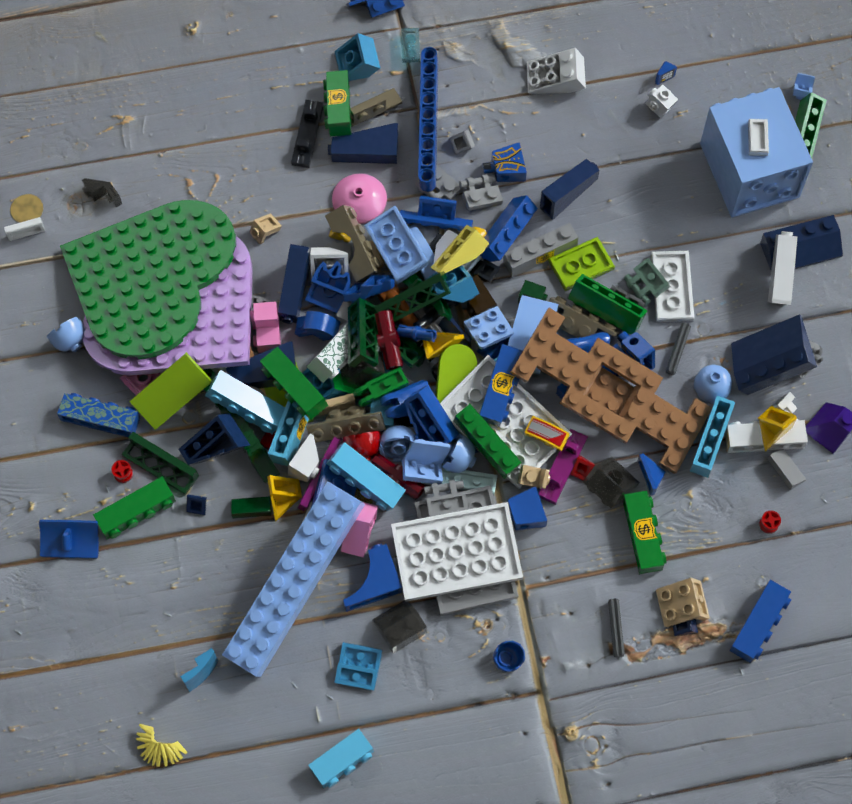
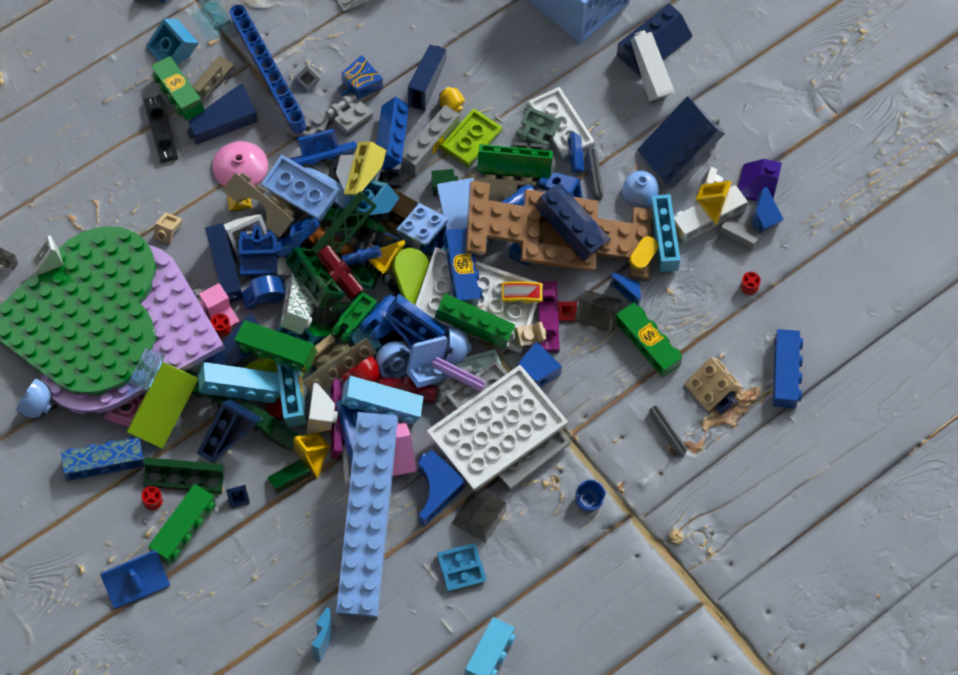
camera: 30 degrees left, 5 degrees down
(144, 210) = (46, 257): none -> white slope
(169, 353) = (147, 369): none -> clear light blue plate
(258, 336) = (221, 320): none -> red wheel
(446, 484) = (458, 374): none -> lavender axle
(580, 220) = (451, 98): none -> yellow head
(626, 387) = (572, 221): none -> dark blue slope
(670, 321) = (575, 153): none -> blue slope
(680, 447) = (643, 253): none -> yellow tile
(820, 459) = (765, 212): none -> blue slope

